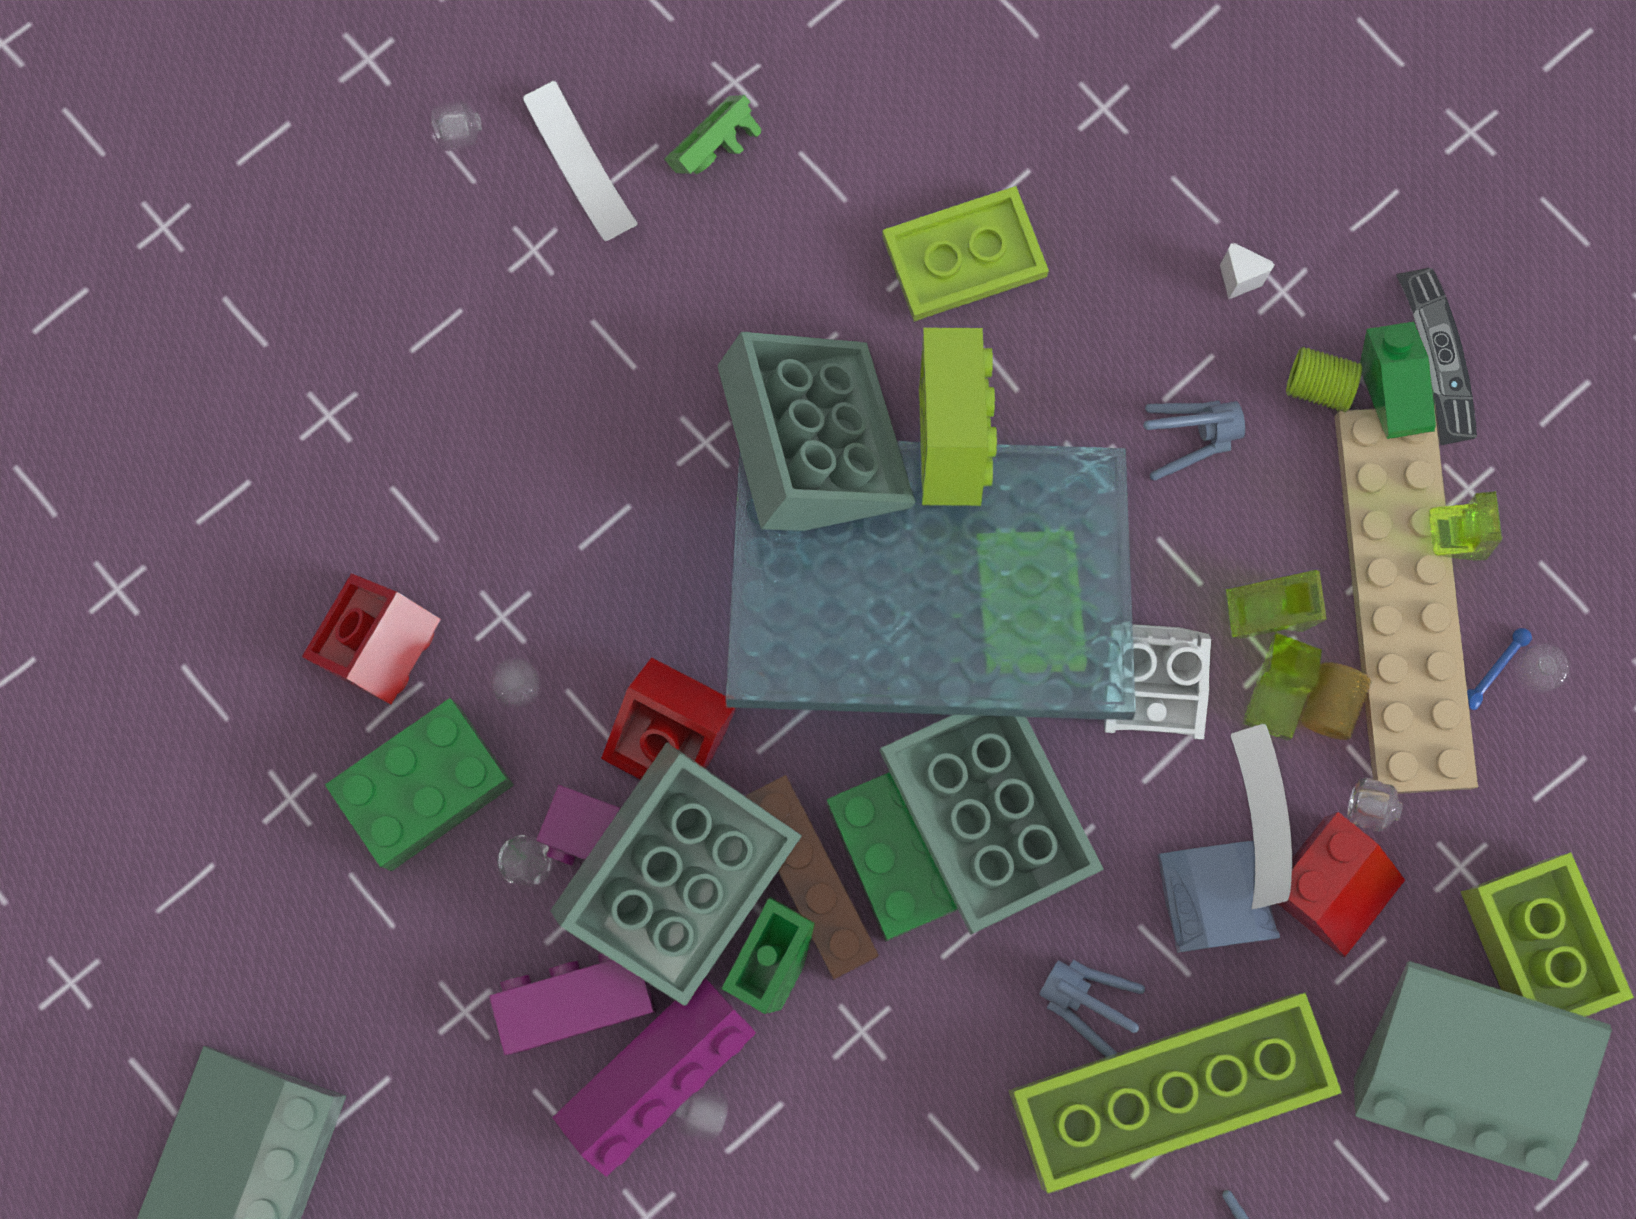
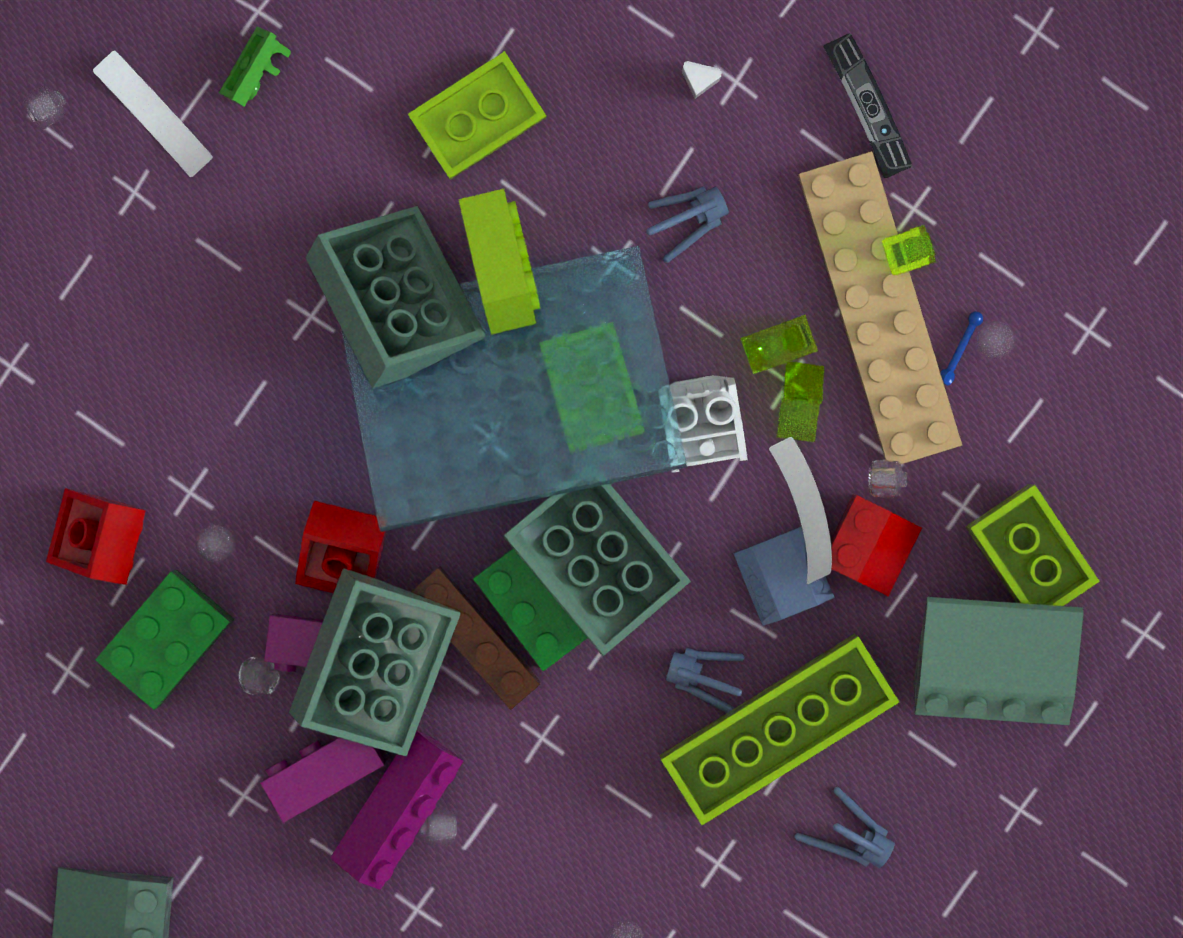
camera: 15 degrees left, 10 degrees up
(771, 958) = (460, 706): green slope -> none
(1324, 379) = (781, 152): lime piece -> none
(1336, 701) = (841, 406): clear yellow piece -> none
(1399, 379) = (838, 142): green slope -> none

